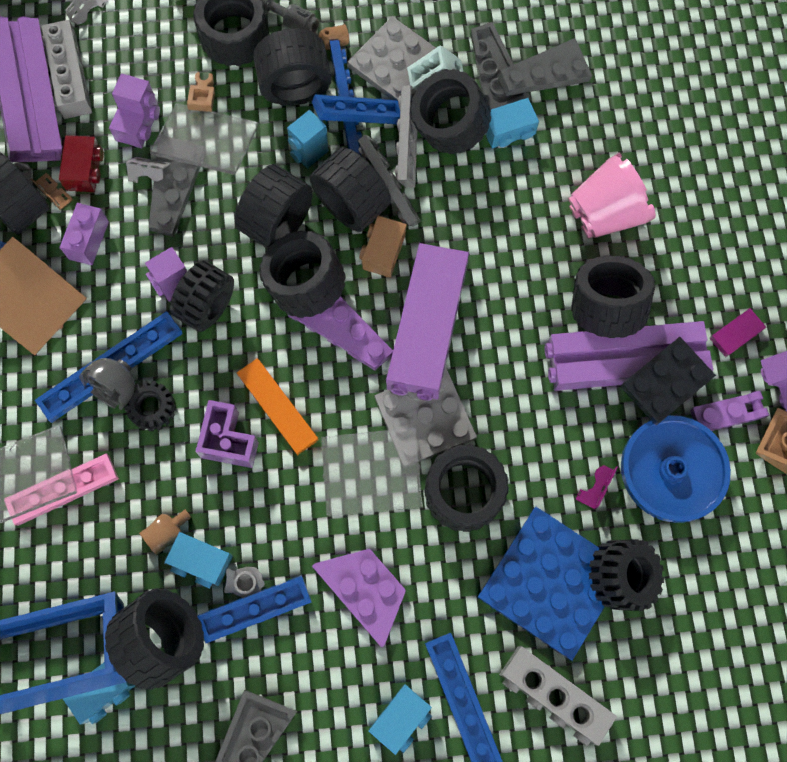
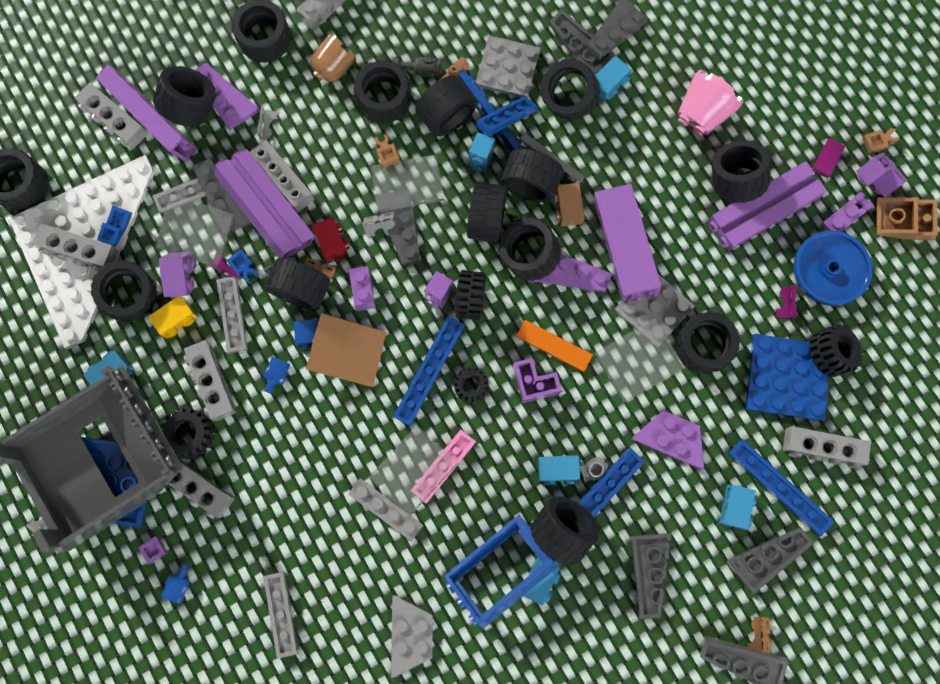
camera: 20 degrees left, 5 degrees up
(110, 381) = (440, 381): dark grey cylinder -> none
(135, 111) = (348, 183): medium lavender brick -> none
(164, 531) = (525, 461): medium nougat piece -> none
(407, 144) = (543, 113): light grey plate -> none
(434, 61) = (542, 62): light aqua torso -> none
(667, 381) = (802, 212): black plate -> none

